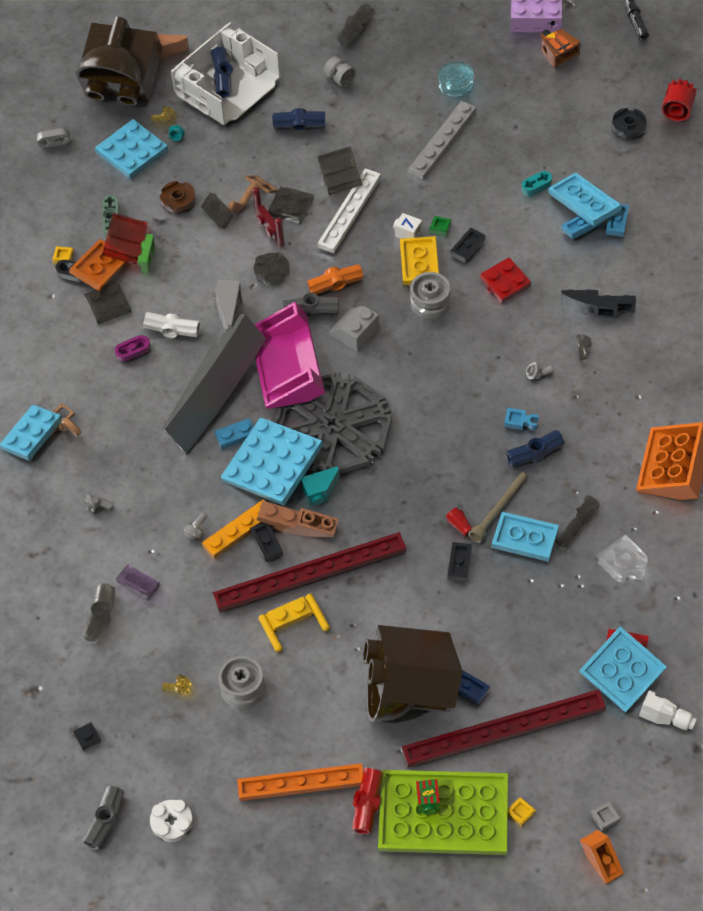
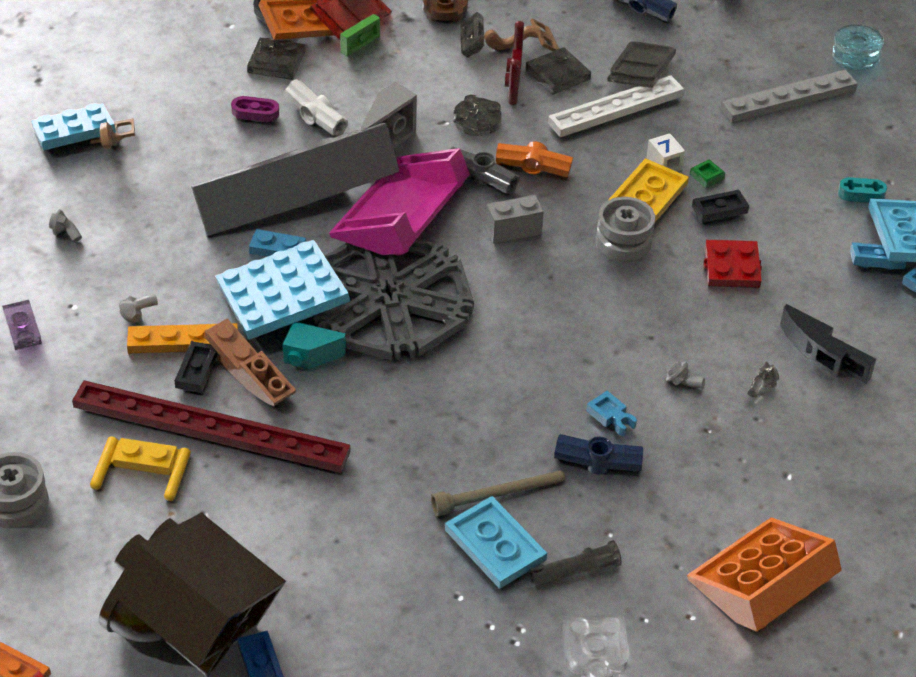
camera: 30 degrees right, 10 degrees down
(459, 521) = (432, 475): red cone -> none
(459, 561) = (389, 520): black plate -> none

